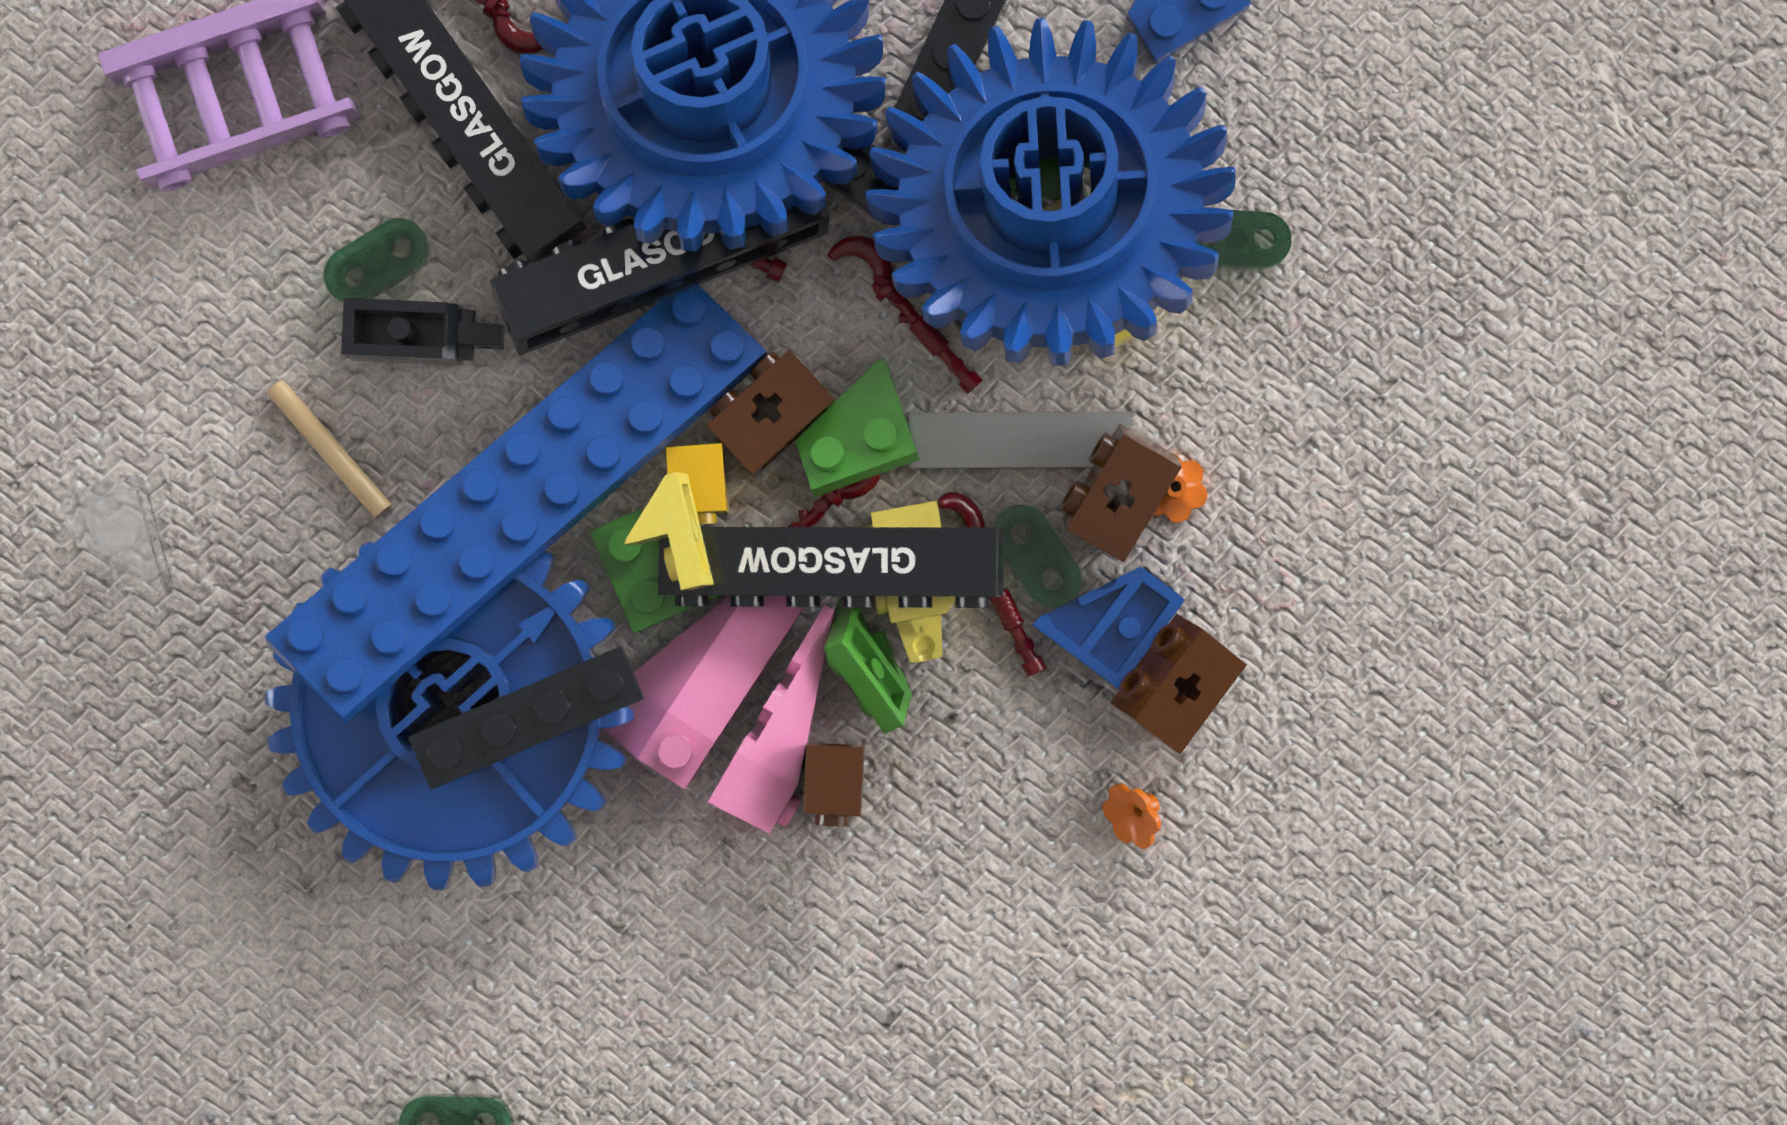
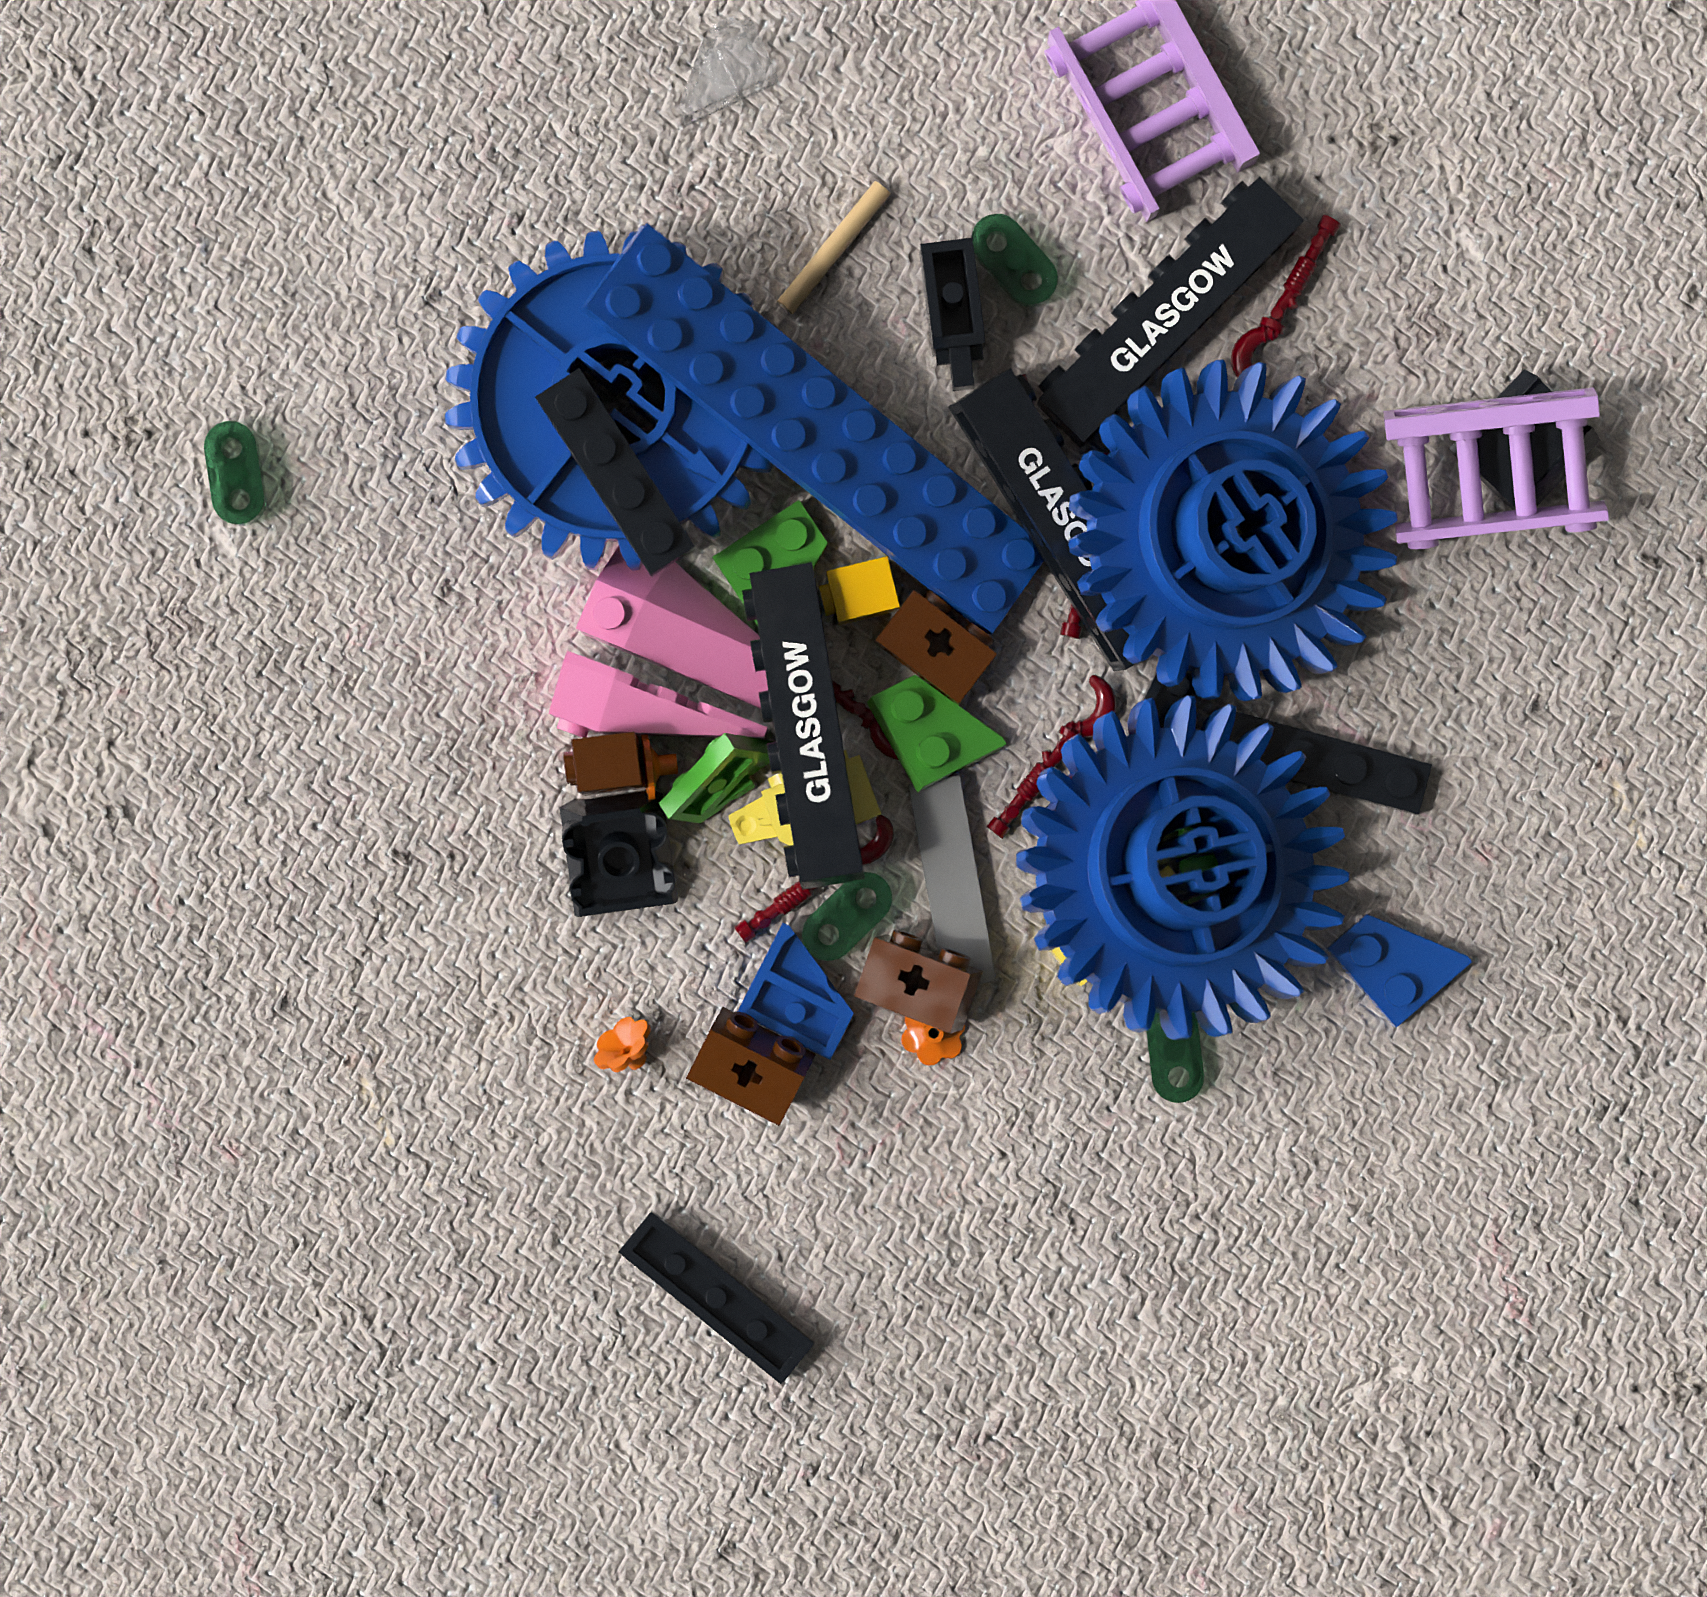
camera: 75 degrees right, 0 degrees up
(674, 516) = (822, 575): light yellow slope -> none
(844, 730) = (656, 765): none -> orange plant
(928, 785) = (618, 853): none -> black slope
(1413, 762) = (716, 1297): none -> black plate

